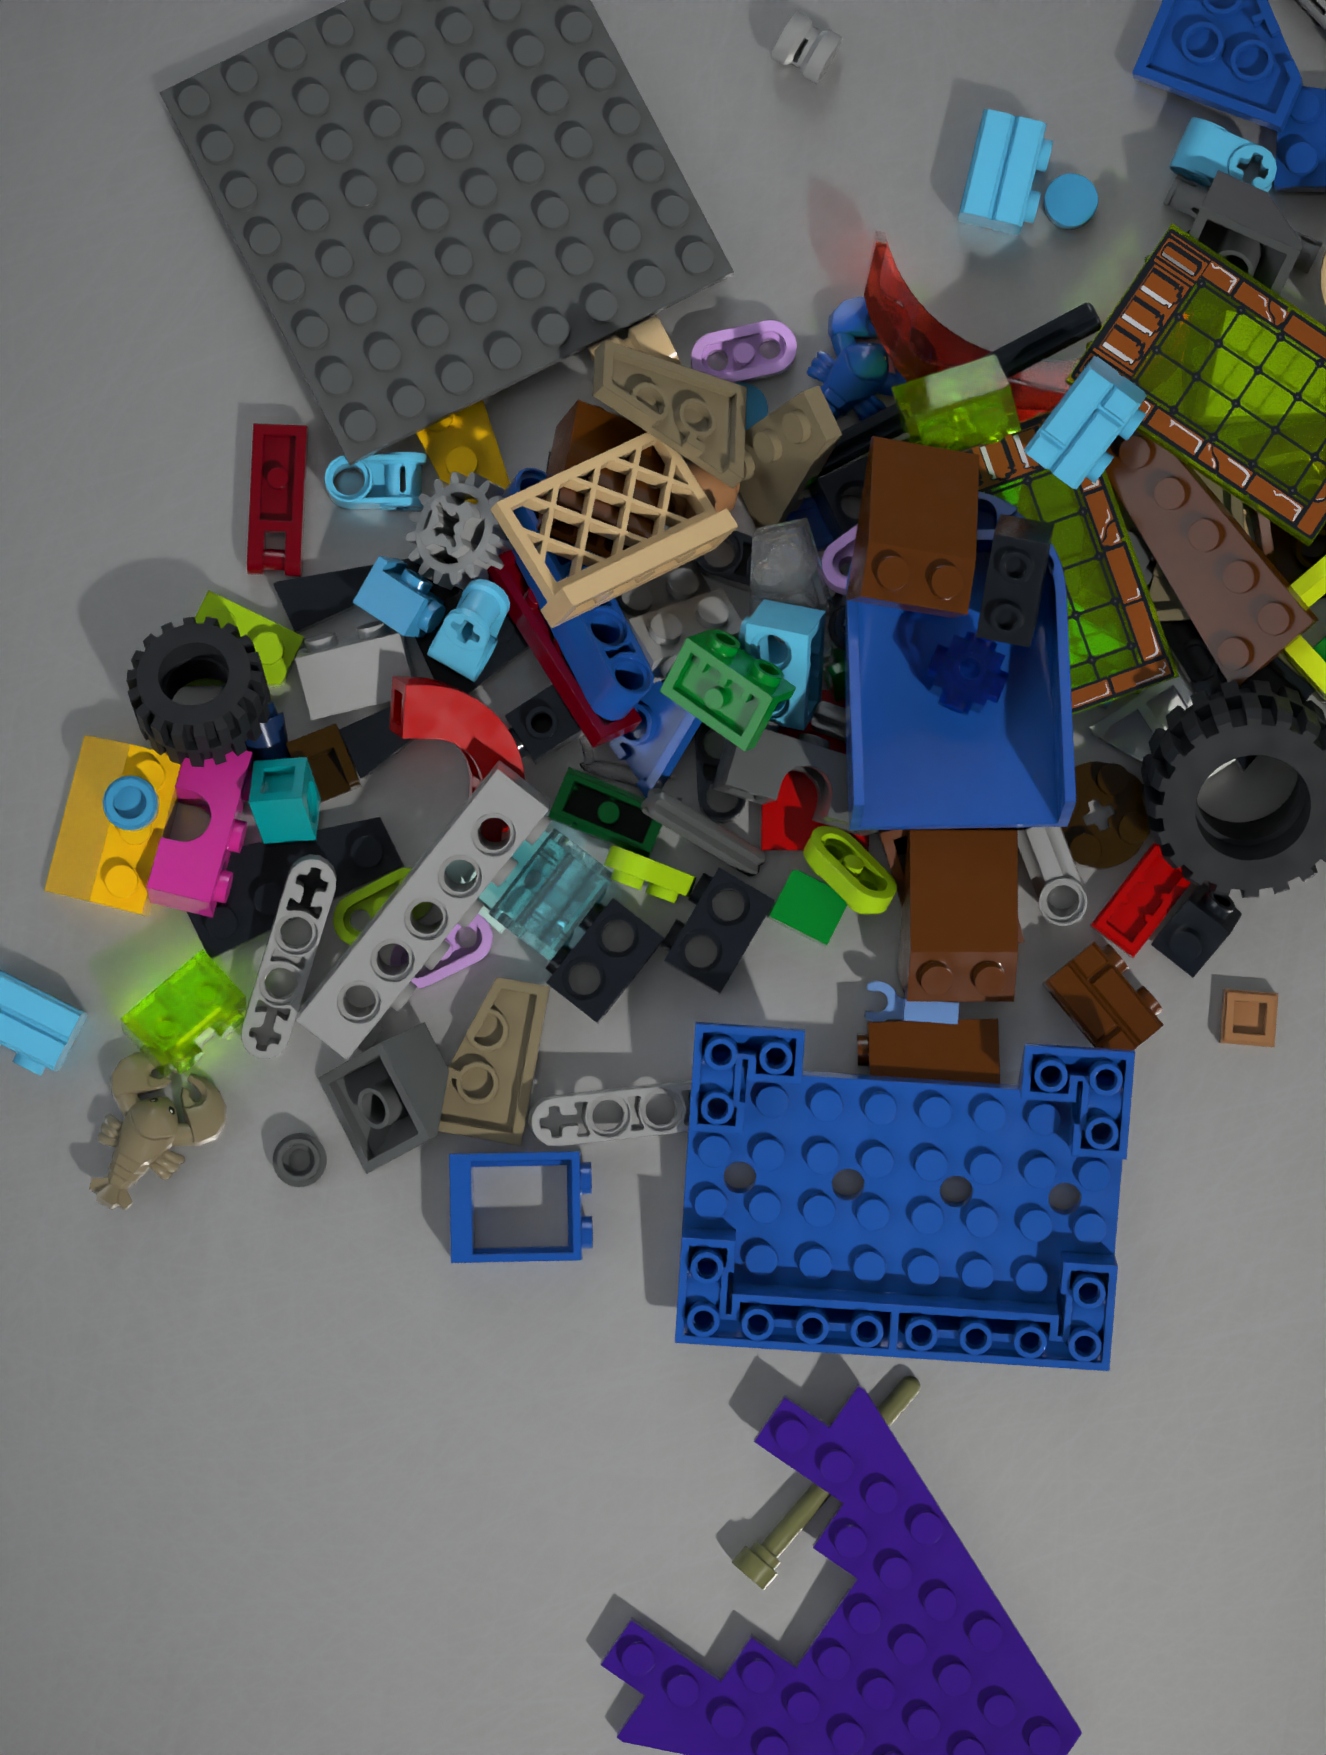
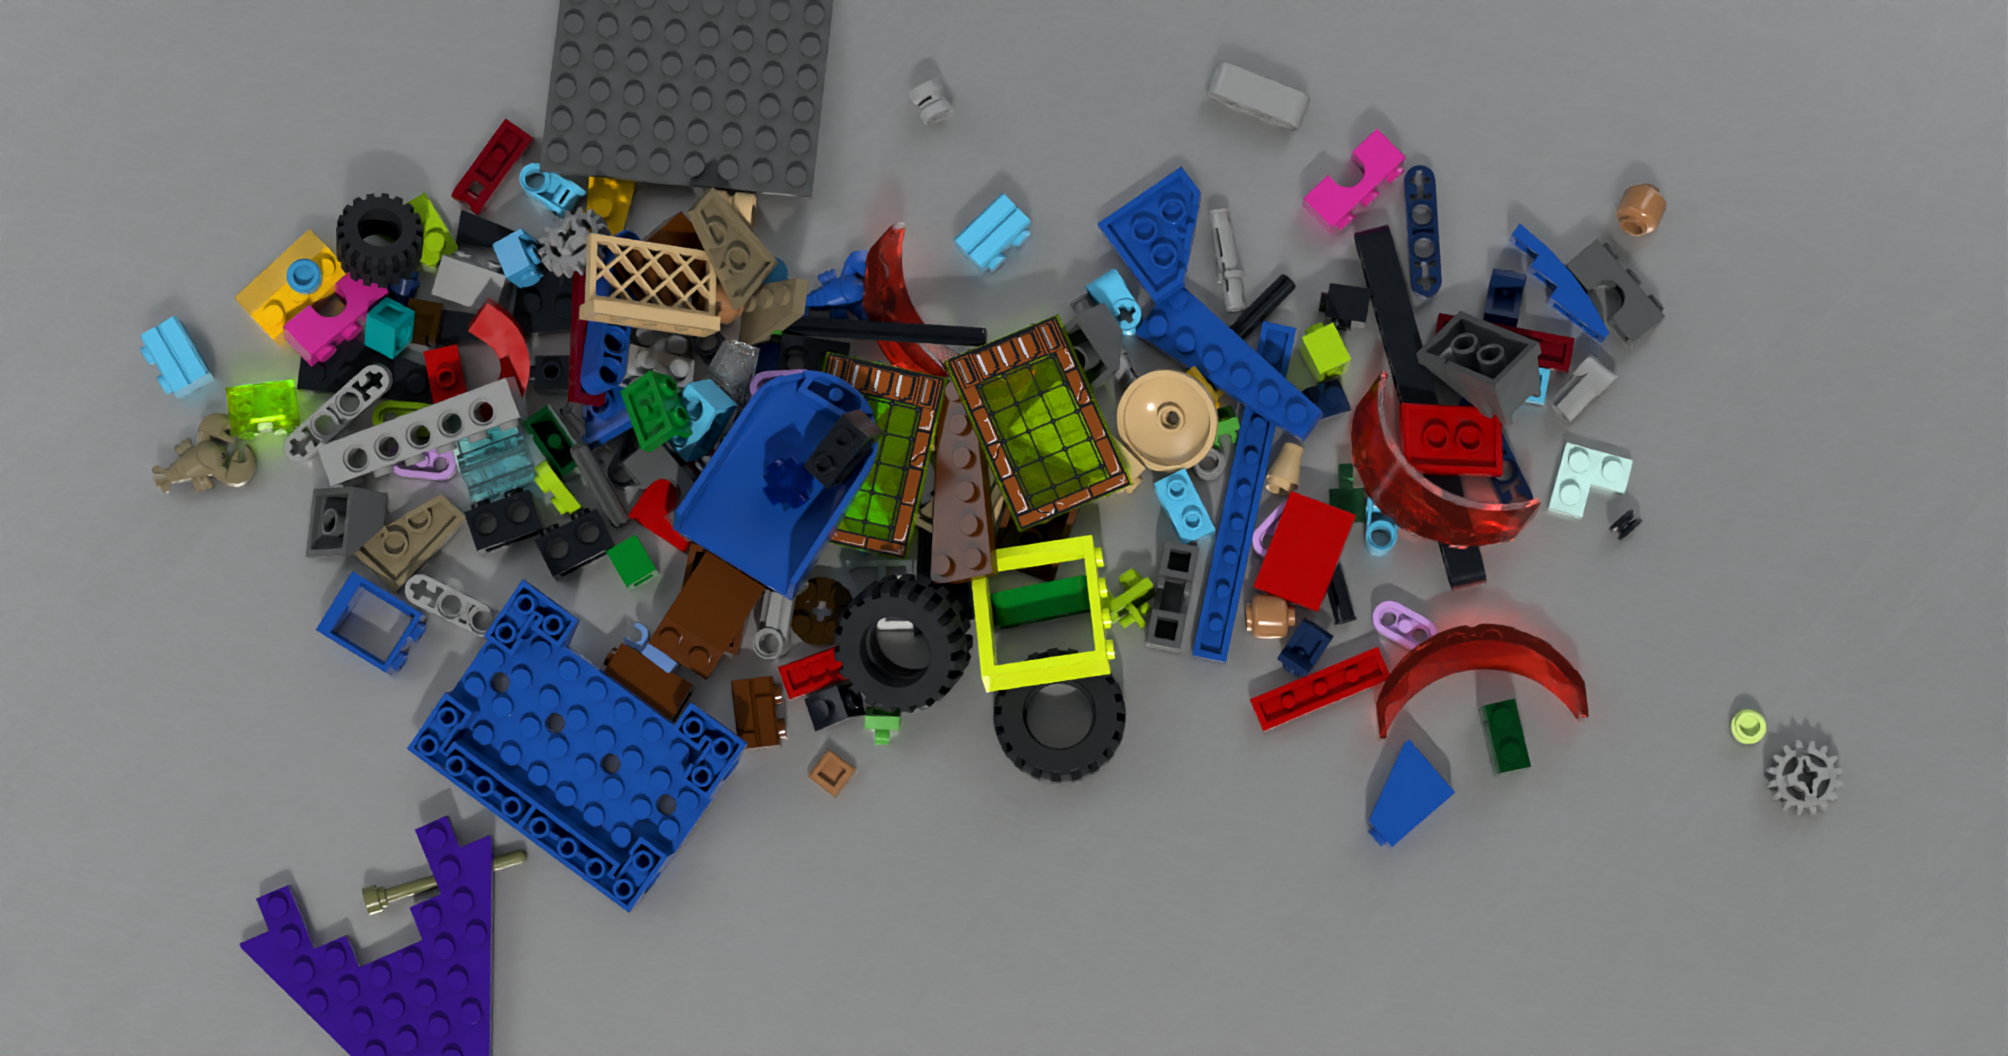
camera: 35 degrees right, 5 degrees down
(282, 1162) = (265, 521): dark grey plate -> none
(398, 815) = (445, 373): none -> red plate
(471, 629) = (544, 299): medium azure piece -> none
(742, 351) = (792, 244): lavender plate -> none
(850, 870) = (664, 554): lime plate -> none
(916, 529) = (807, 387): reddish brown slope -> none
(958, 406) = (875, 340): clear neon green brick -> none
(1070, 201) = (1021, 272): dark azure tile -> none
(1086, 423) = (937, 390): medium azure brick -> none
(1275, 912) = (882, 722): none -> bright green tile

